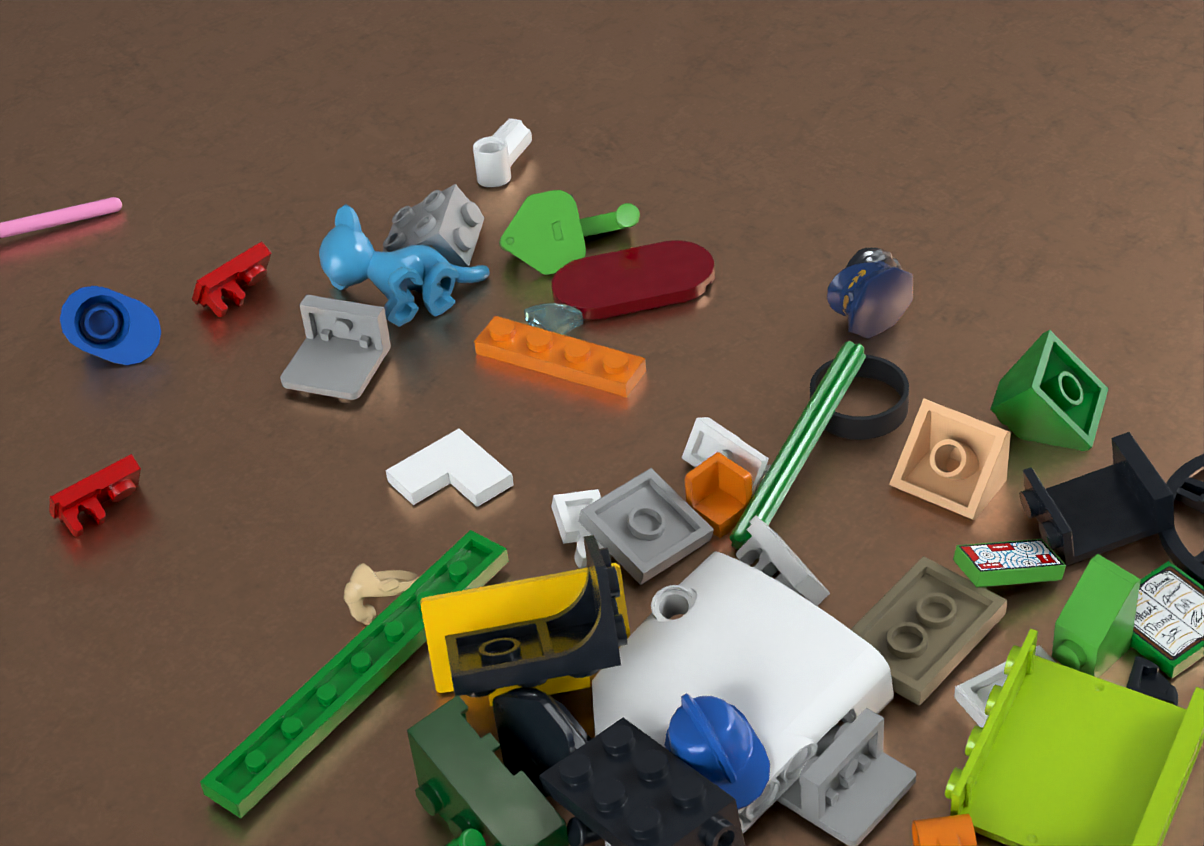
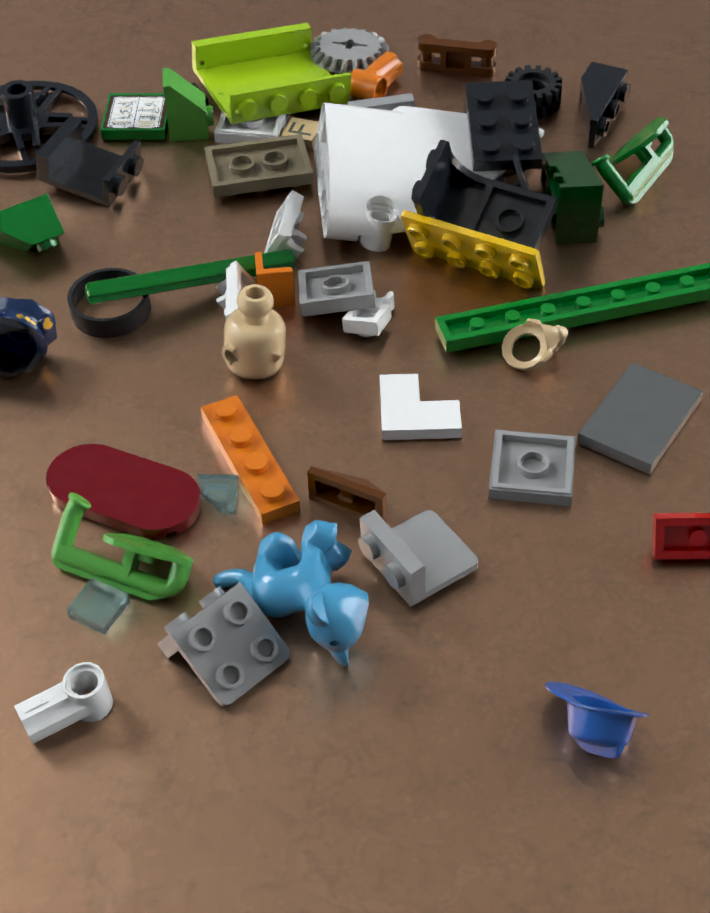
camera: 145 degrees left, 5 degrees up
(218, 589) = (640, 417): none -> dark grey tile
(228, 278) = (440, 707): red plate -> none
(295, 486) = (532, 468): none -> light grey tile
(435, 367) = (345, 493): none -> reddish brown slope
(652, 409) = (254, 335): none -> tan piece
(720, 746) = (443, 121): blue piece -> none
(939, 721) = (305, 127): none -> tan tile
(953, 460) = (127, 225): light nougat slope -> none
(1009, 563) = (175, 163): tile -> none

